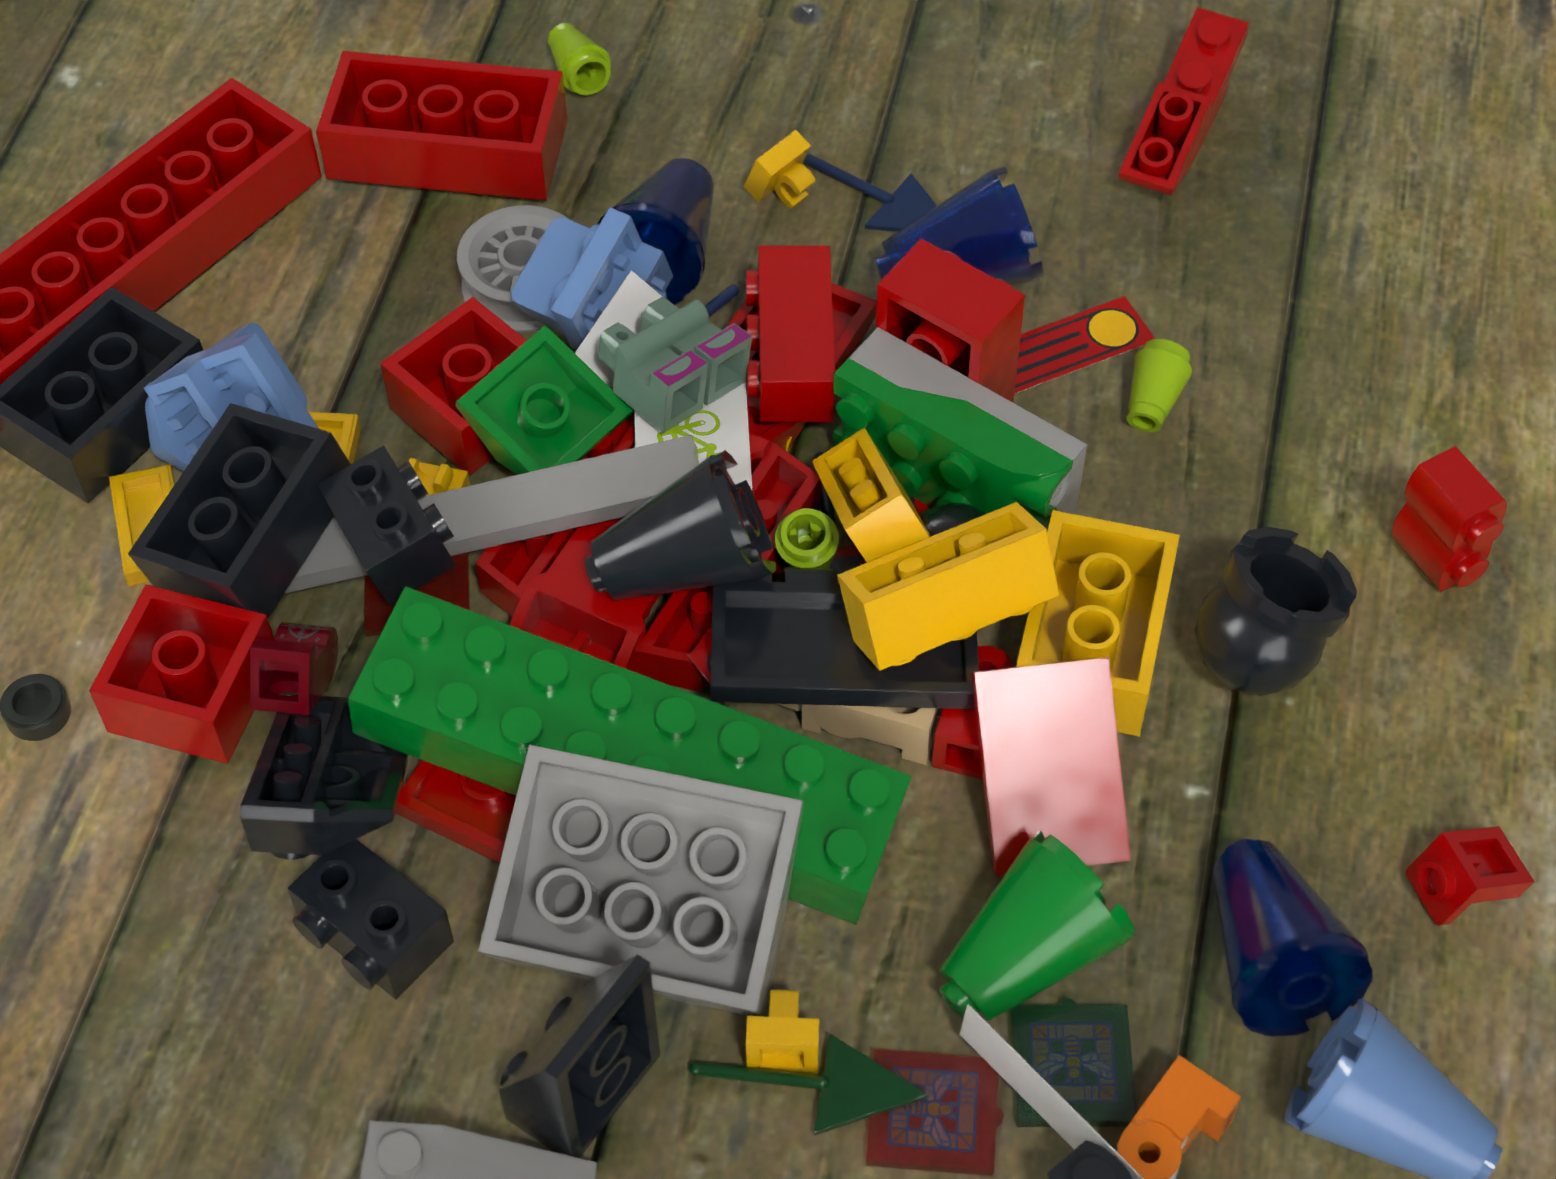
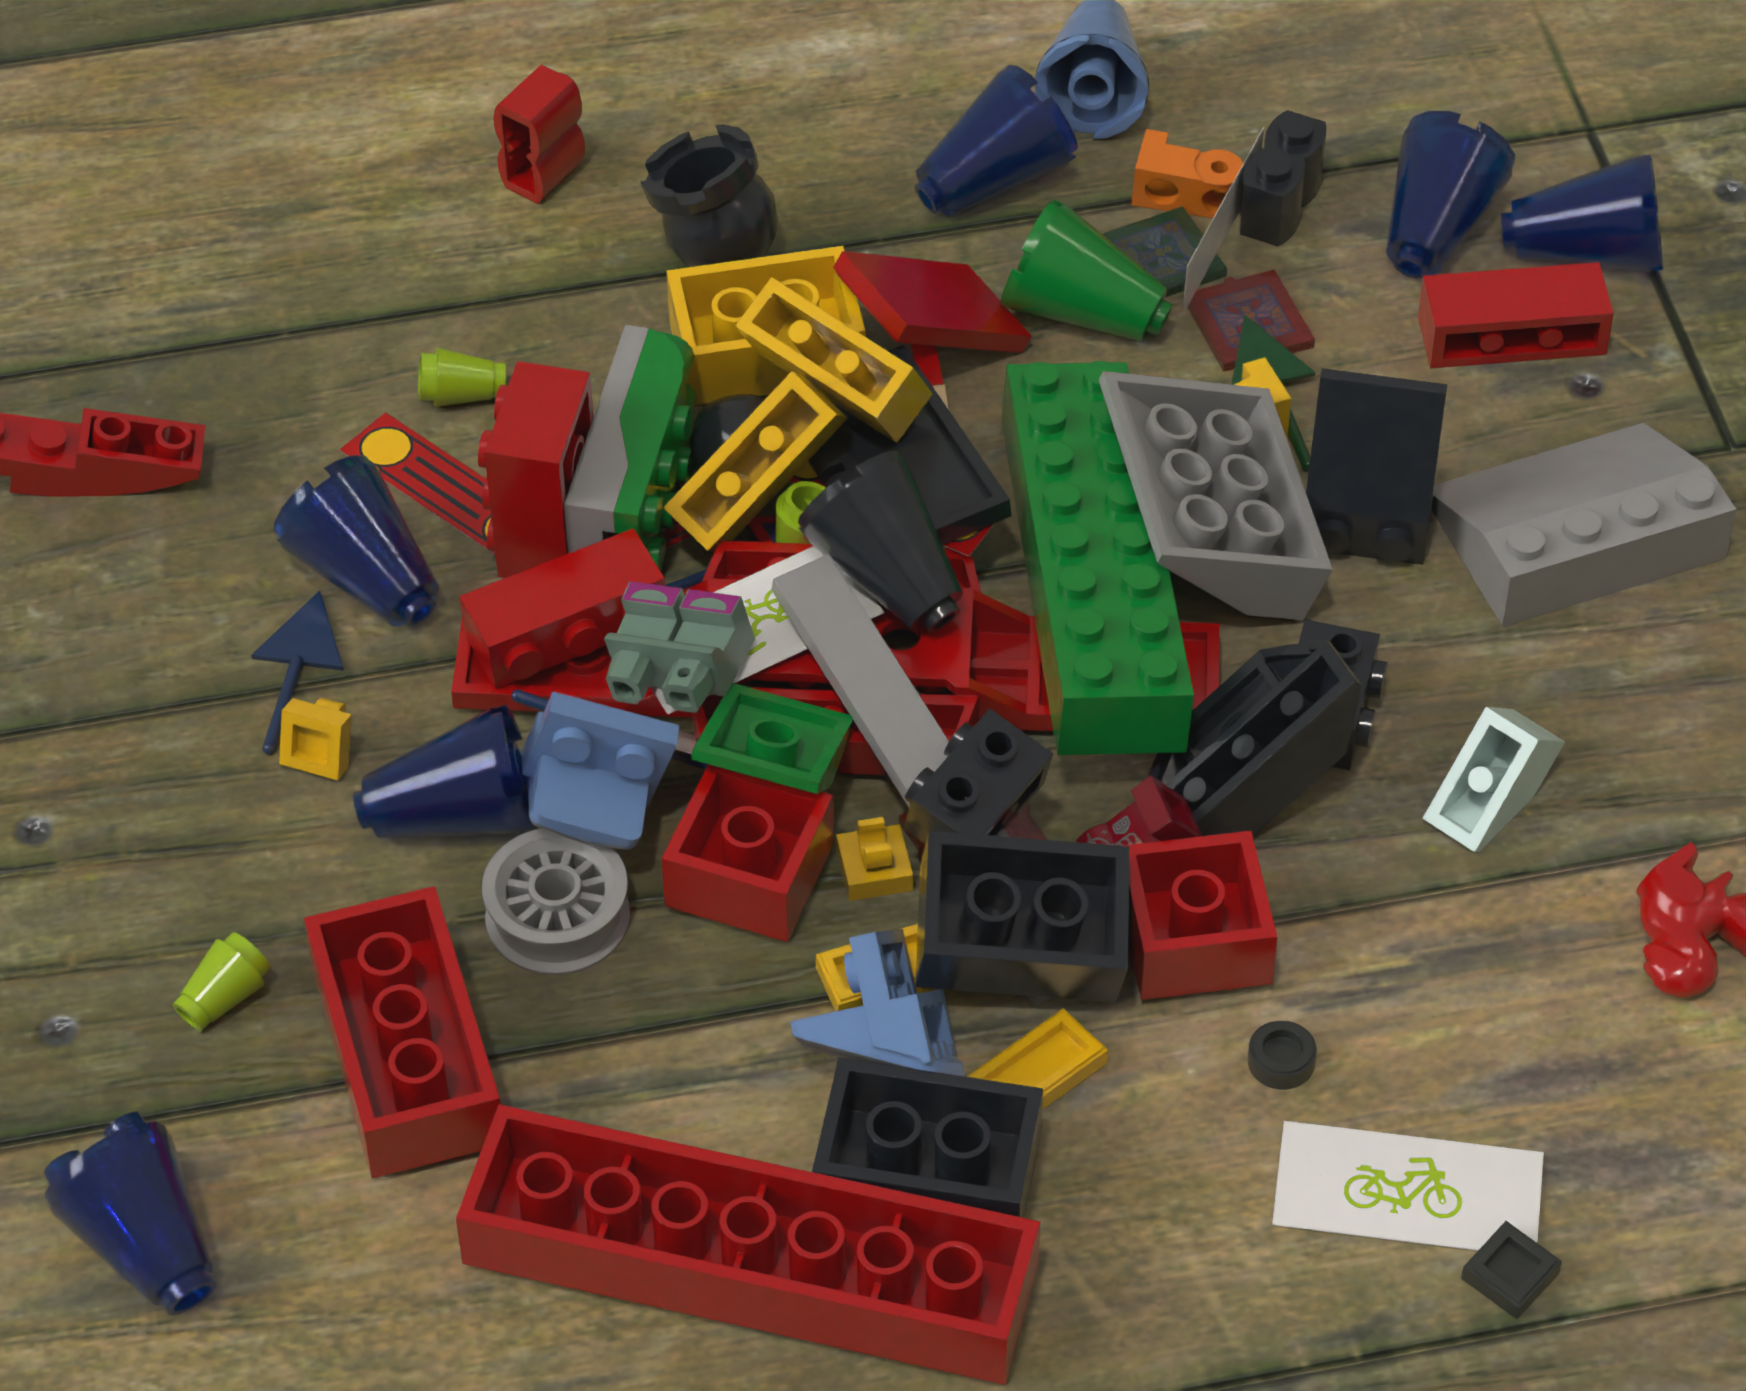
camera: 115 degrees left, 5 degrees down
(182, 1020) = (1493, 777): none -> light aqua slope
(1465, 870) = (868, 72): red bracket -> none

